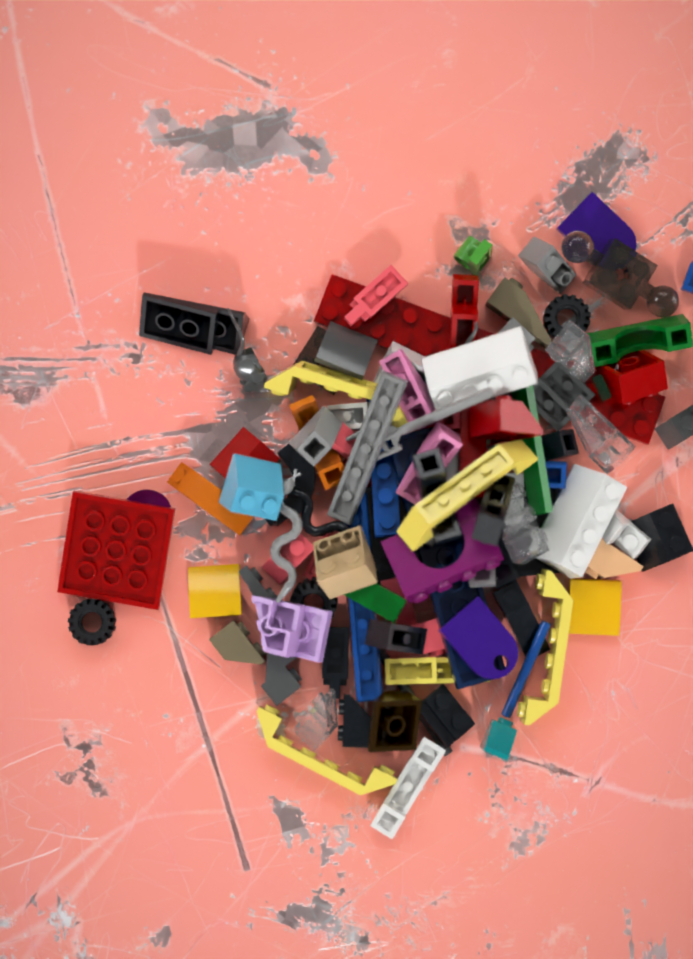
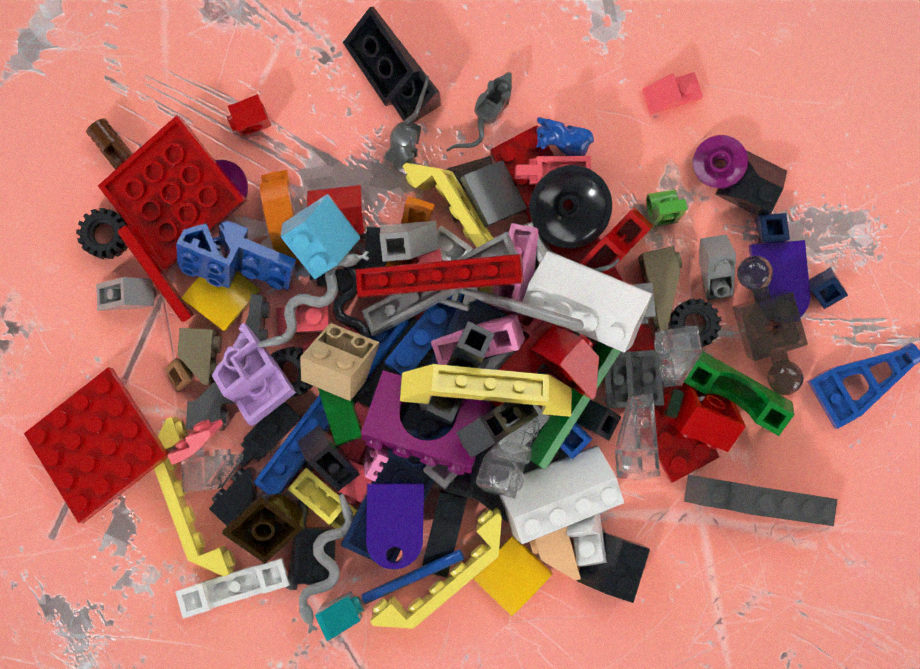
camera: 35 degrees right, 0 degrees up
(34, 554) = (108, 141): none -> reddish brown hinge
(120, 447) = (248, 116): none -> red brick
(146, 651) = (125, 294): none -> light grey slope
(156, 616) = (155, 273): none -> red tile
(192, 565) = (223, 256): none -> blue piece
(222, 773) = (96, 445): none -> red plate
(235, 674) = (178, 374): none -> medium nougat slope
(287, 290) = (490, 105): none -> dark grey animal
(293, 706) = (195, 440): none -> coral slope
(362, 442) = (440, 276): none -> red tile
(365, 264) = (569, 139): none -> blue animal
(406, 166) = (672, 92): none -> coral slope
(425, 313) = (586, 216): none -> black dish
(431, 615) = (374, 461): none -> bright pink tile
(463, 710) = (318, 551): none -> light grey animal
(475, 178) = (715, 149): none -> magenta dish
(519, 182) = (758, 187): none -> black slope
(562, 202) = (773, 228): none -> dark blue slope
(637, 211) = (827, 288): none -> dark blue slope

